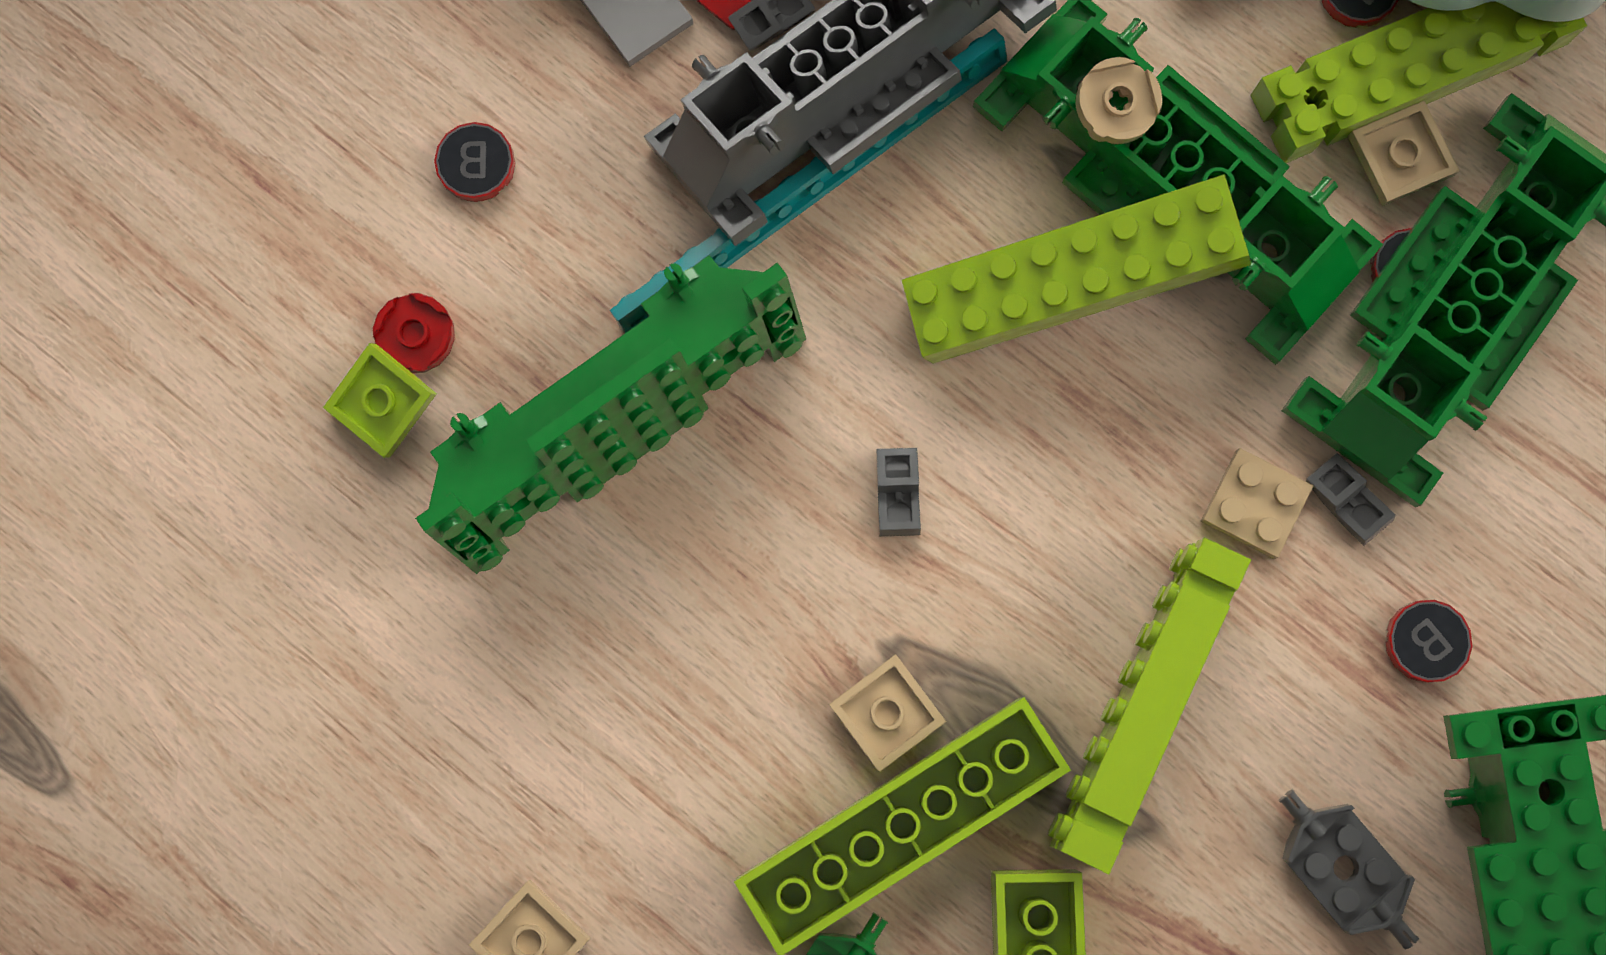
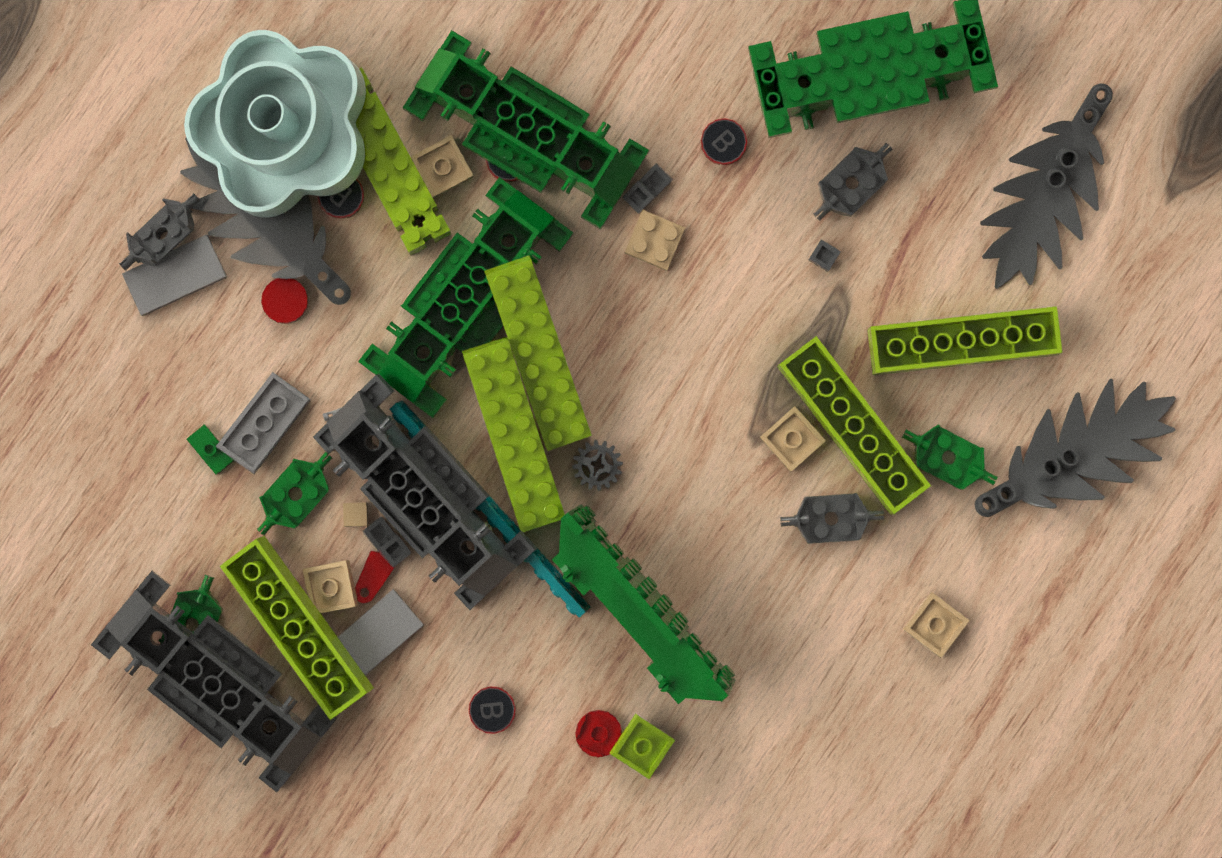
camera: 105 degrees left, 5 degrees up
(734, 805) = (850, 512): none -> dark grey plate
(856, 360) = (586, 461): none -> dark grey gear
(898, 492) = (666, 443): dark grey slope -> none
(935, 219) = (513, 434): none -> lime brick
(1130, 81) = (428, 329): tan plate -> none
(1149, 703) = (776, 296): lime brick -> none
(1214, 803) = (824, 255): none -> dark grey plate

